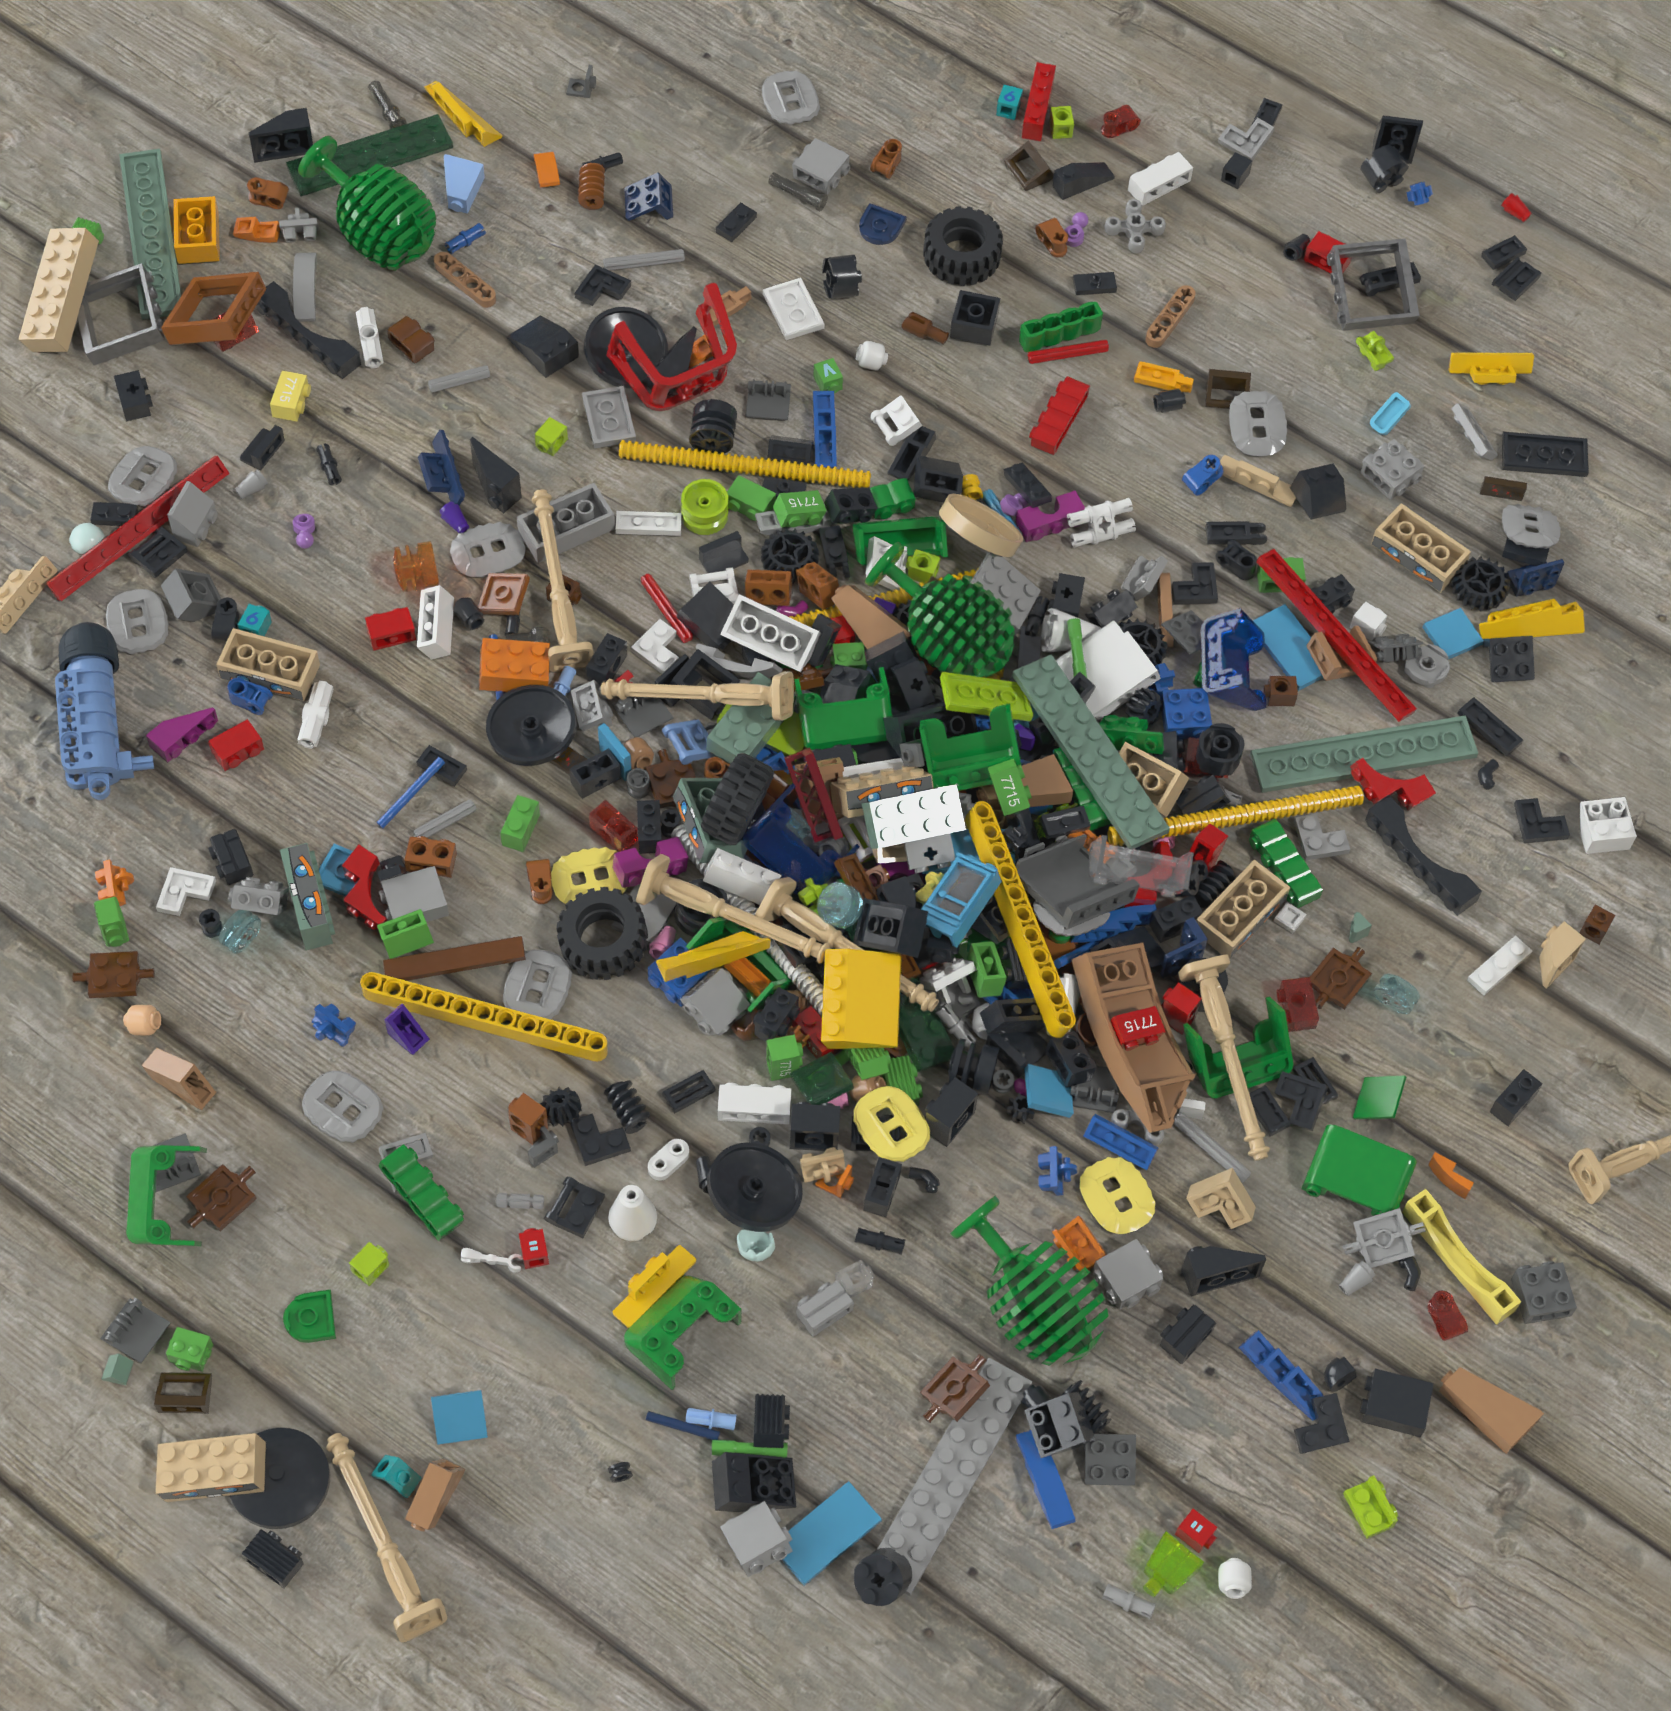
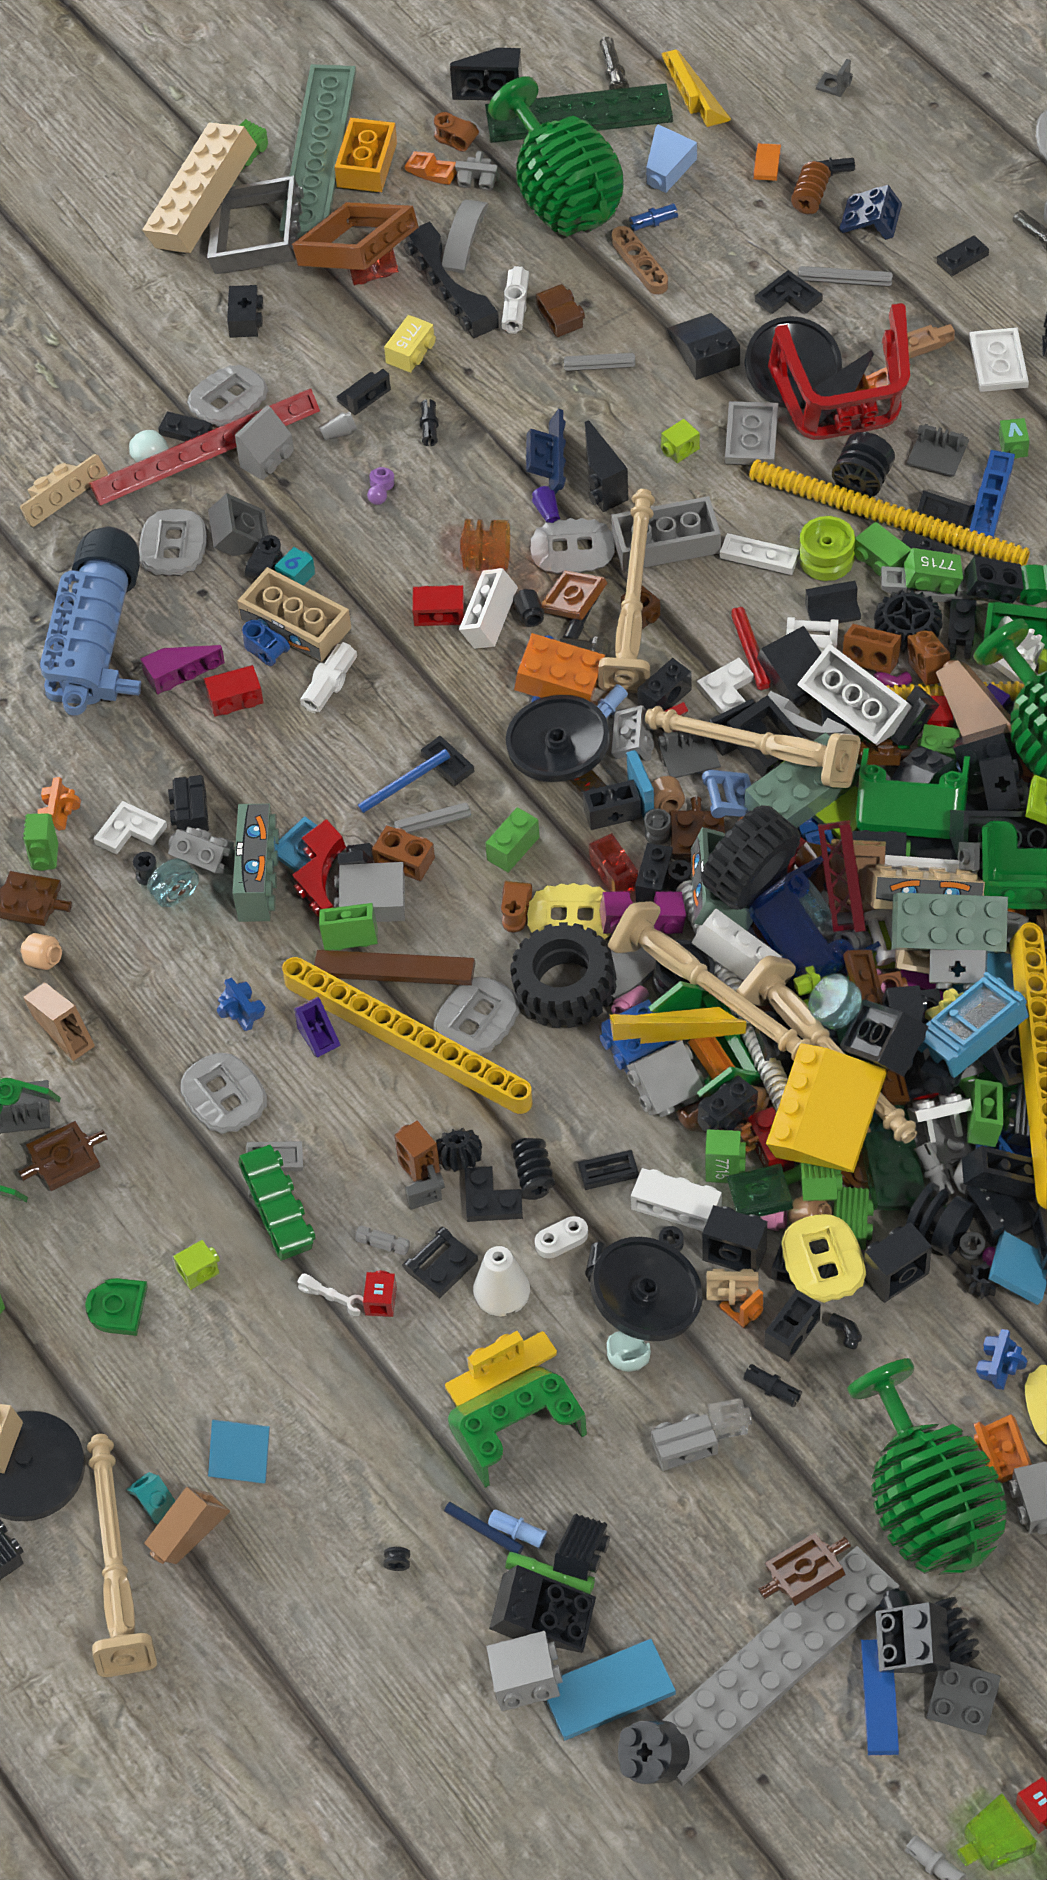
camera: 25 degrees right, 5 degrees down
(161, 556) = (218, 476): black plate -> none

